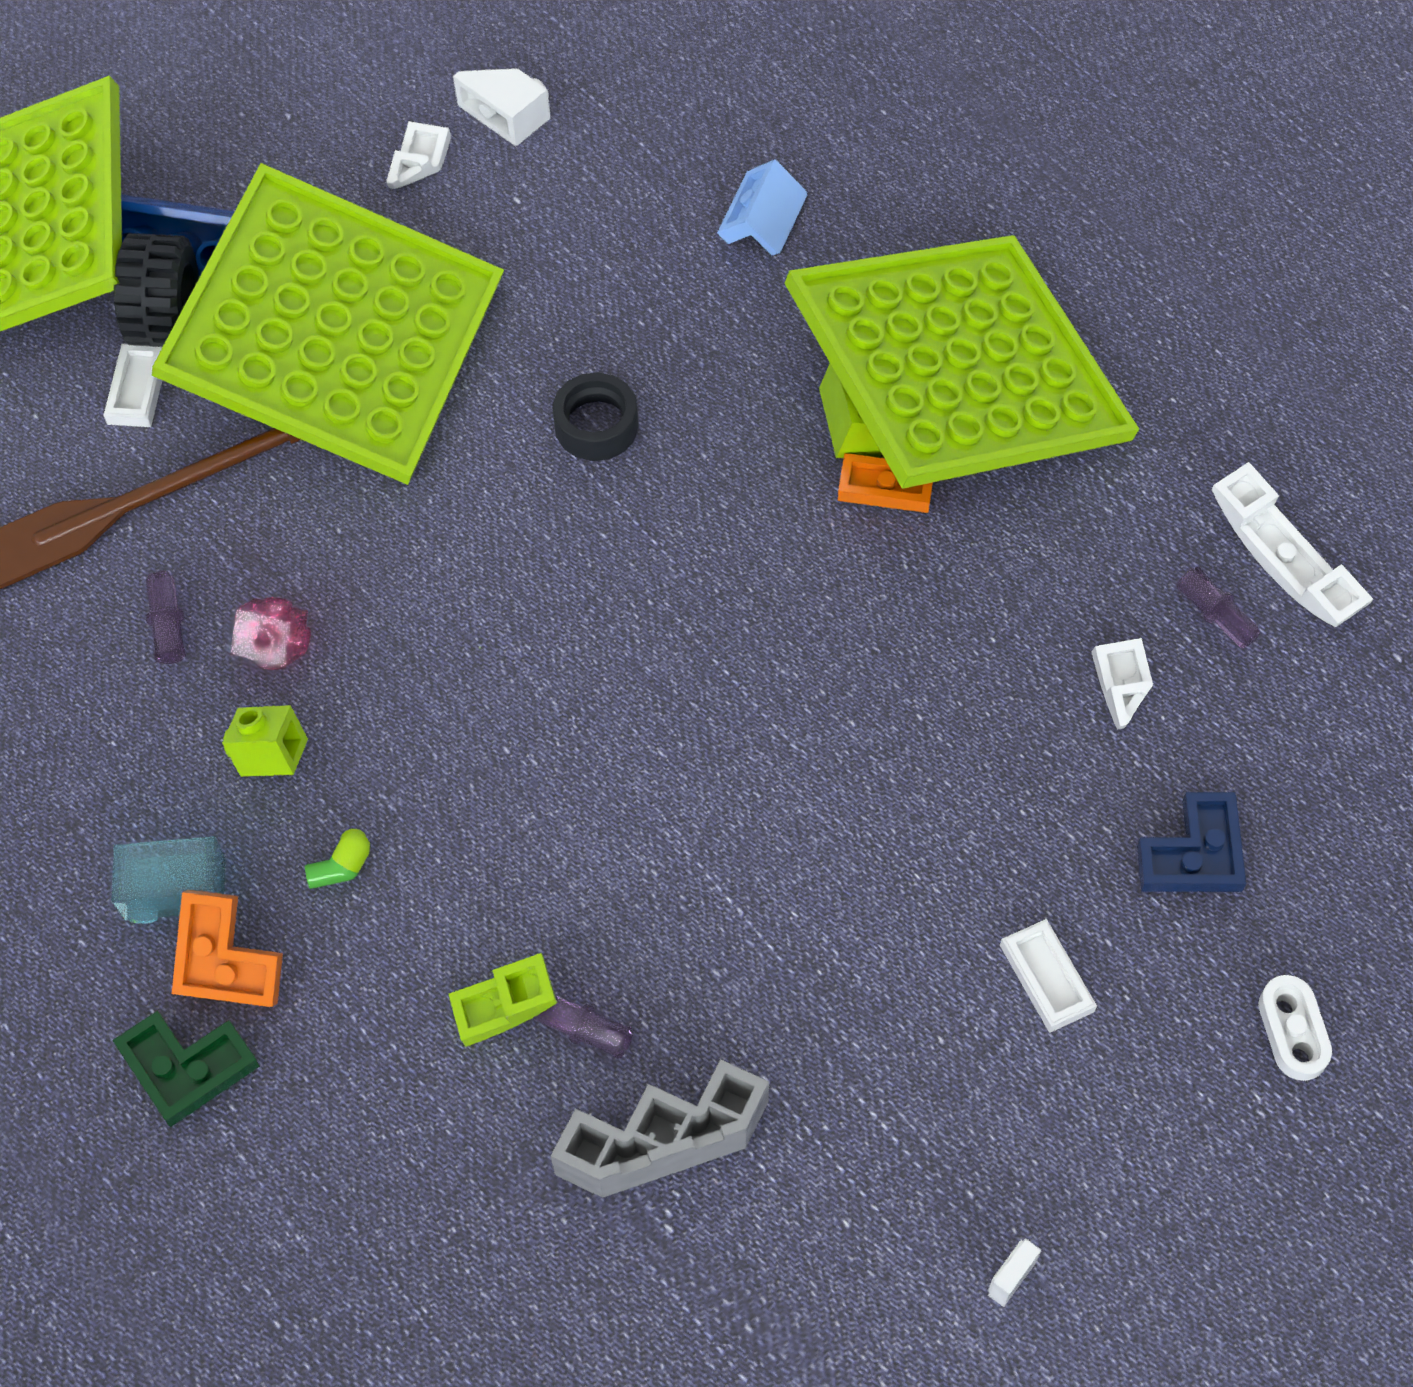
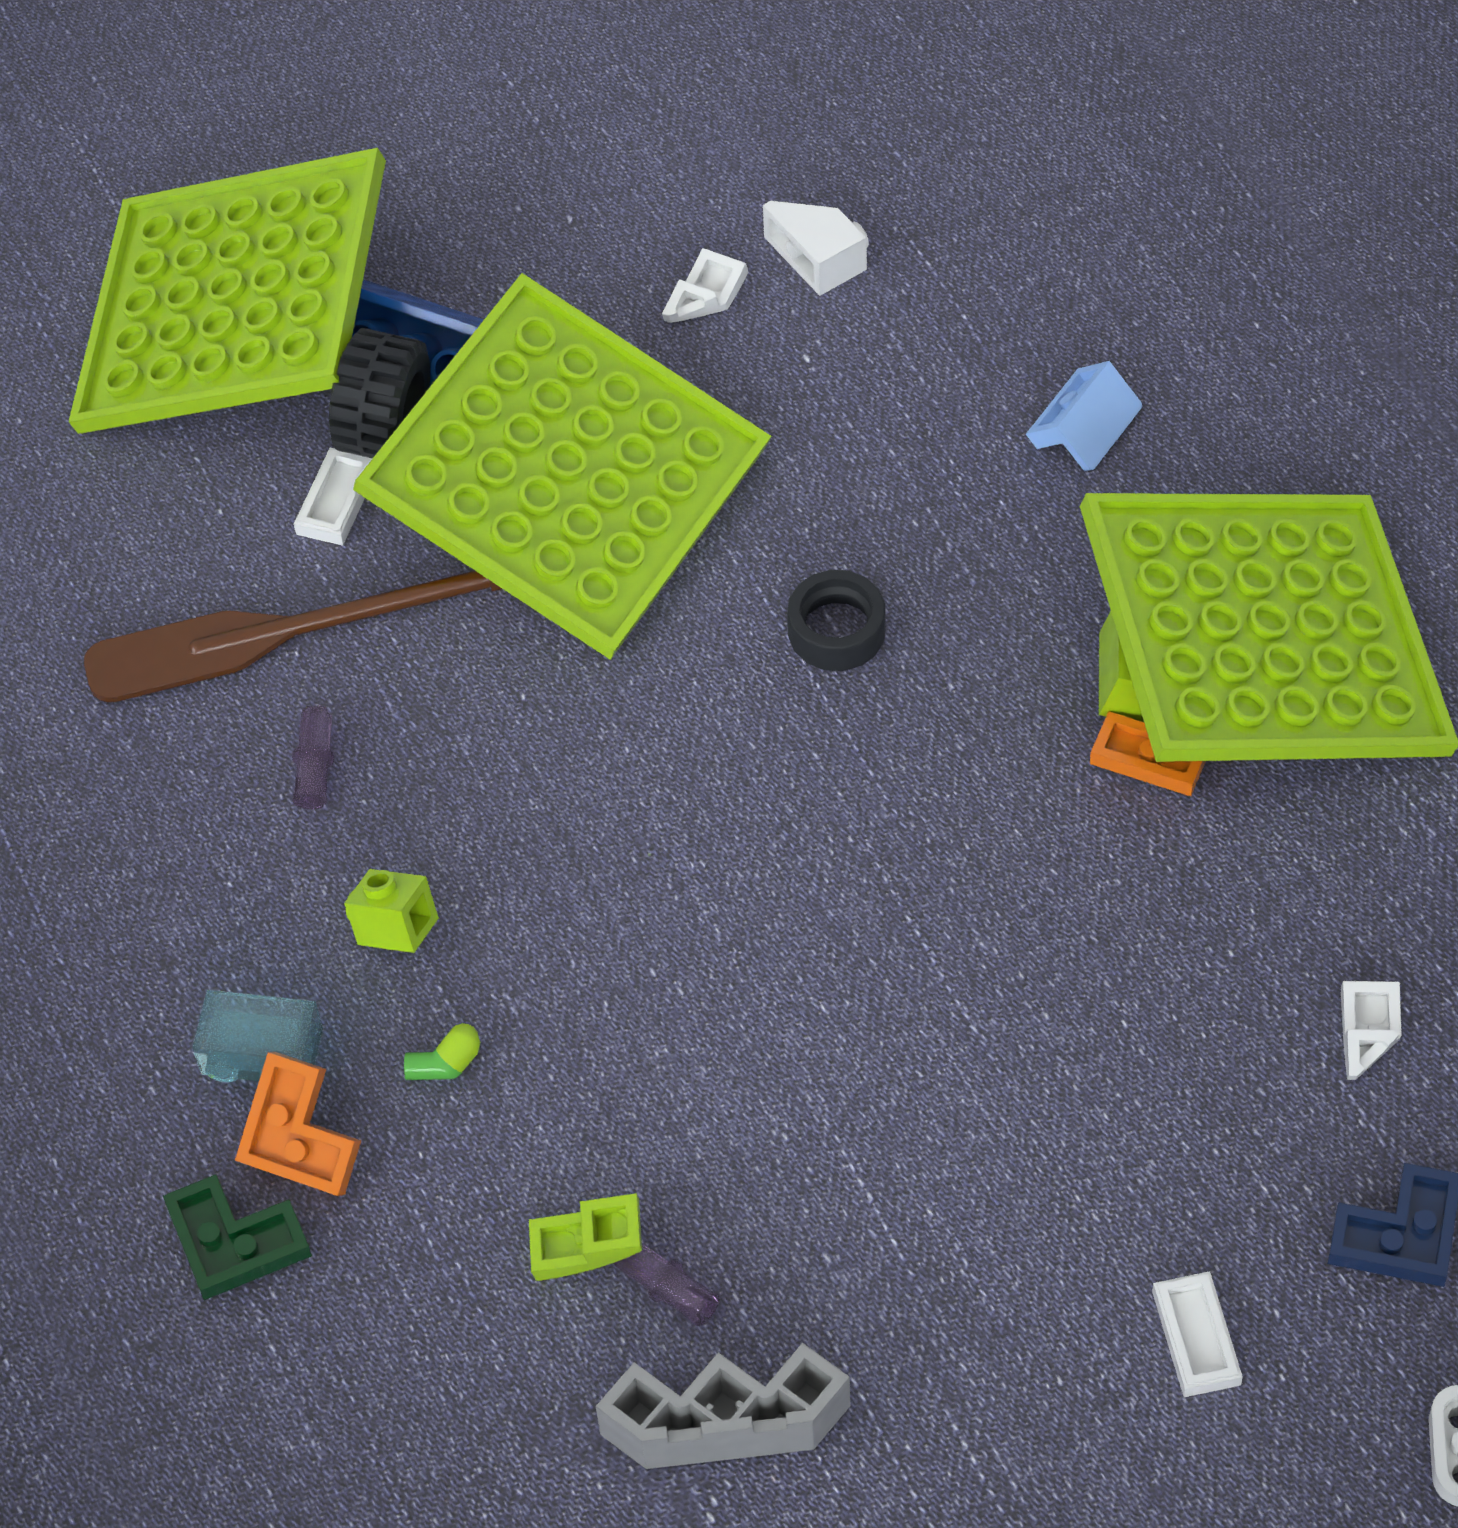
camera: 15 degrees right, 5 degrees down
(270, 632) = (422, 794): clear pink brick -> none

